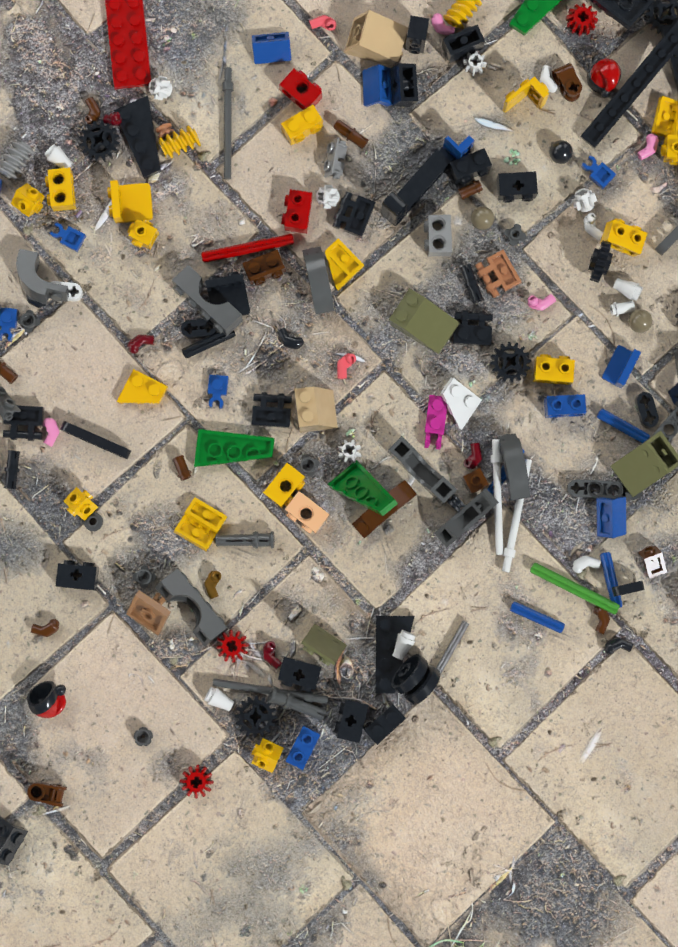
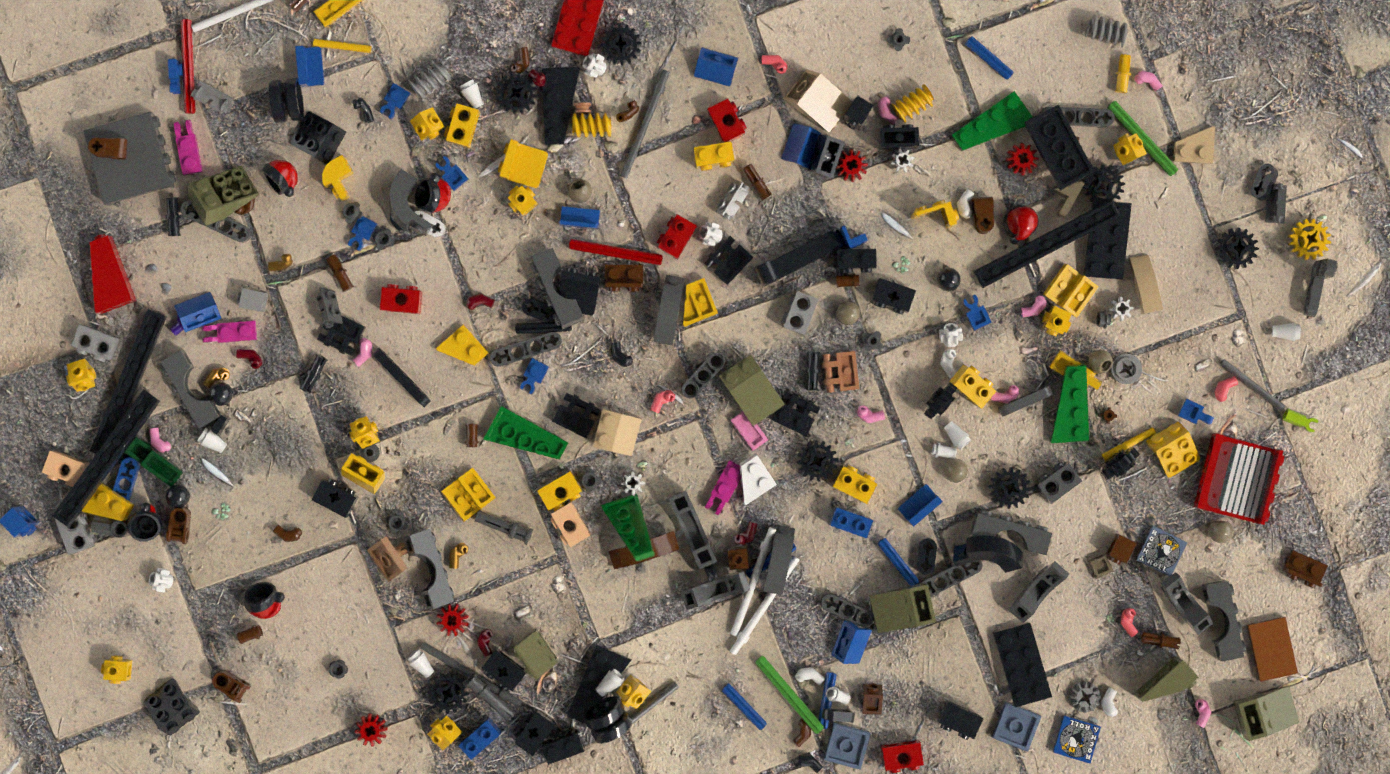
camera: 25 degrees right, 5 degrees up
(50, 734) = (250, 634): none -> reddish brown pin
(58, 261) = (432, 194): none -> black piece
(78, 369) = (389, 299): none -> red brick
(94, 542) = (363, 473): none -> yellow brick
(184, 57) = (611, 45): none -> black gear
(192, 205) = (579, 190): none -> dark tan piece
(198, 366) = (526, 351): none -> dark grey beam
(202, 230) = (579, 218): none -> blue panel
(208, 121) = (628, 114): none -> reddish brown arm
(379, 319) = (707, 366): none -> dark grey beam
(428, 644) = (632, 692): none -> yellow brick
(438, 85) = (854, 172): none -> red gear
(439, 363) = (752, 434): none -> bright pink tile
(616, 570) = (834, 694): none -> white pin
(637, 35) = (1070, 195): none -> dark tan slope
(647, 615) = (847, 745): none -> sand blue tile
(658, 236) = (1008, 396): none -> bright pink arm

